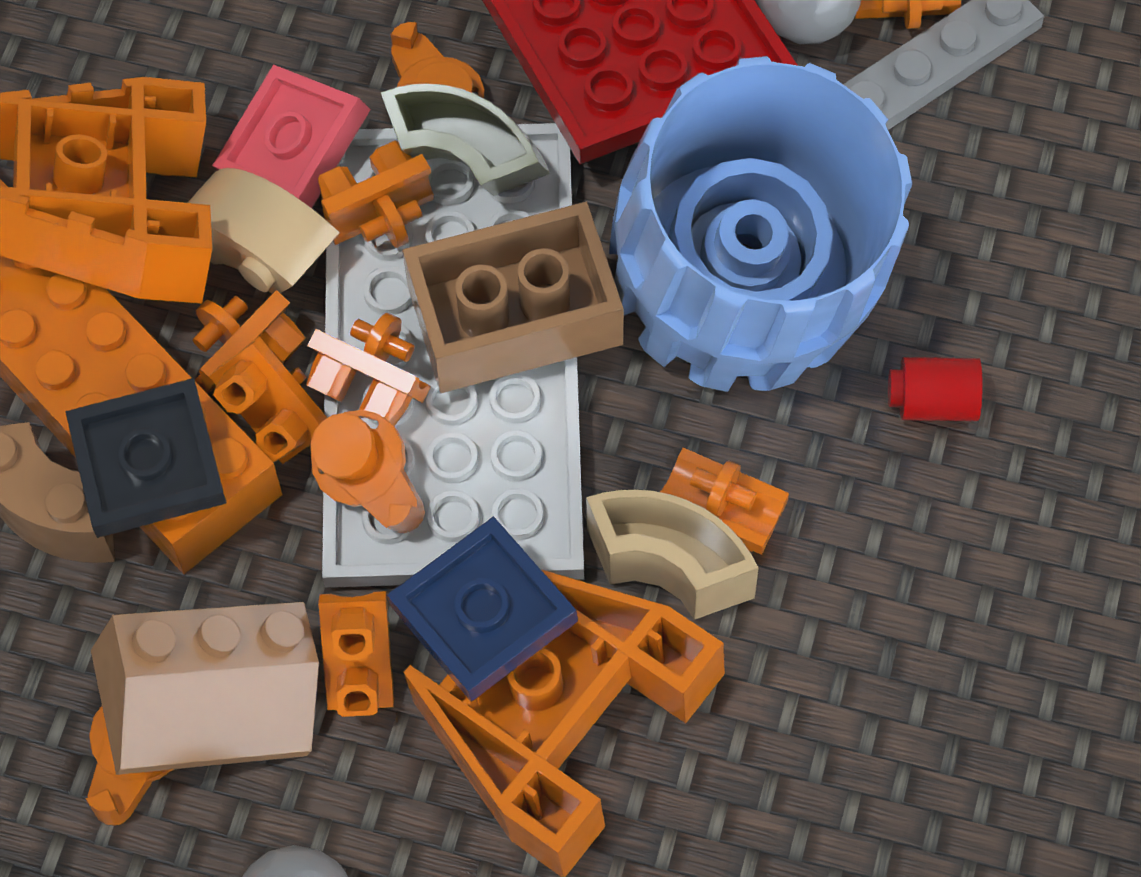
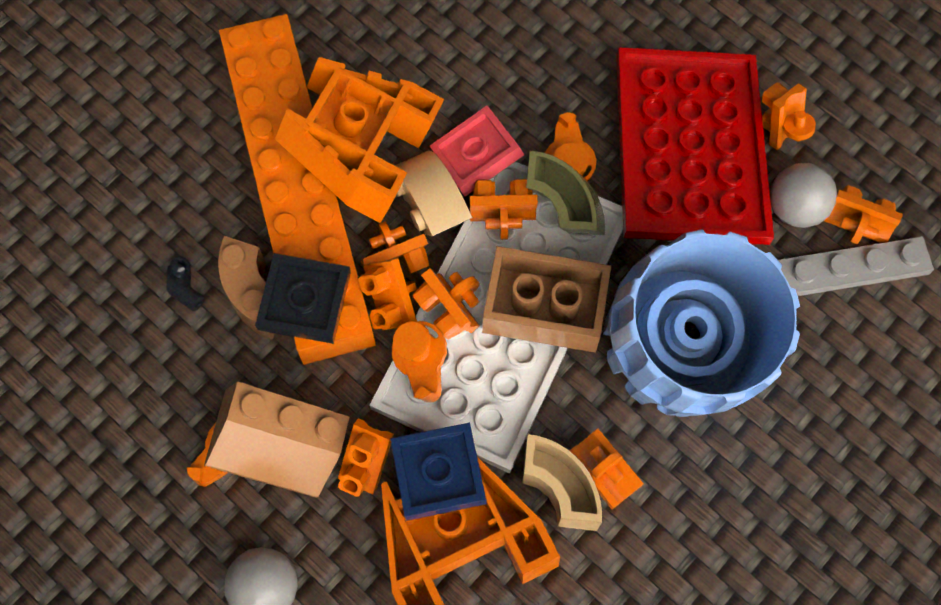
camera: 25 degrees right, 5 degrees up
(937, 389) = (759, 461): red brick -> none

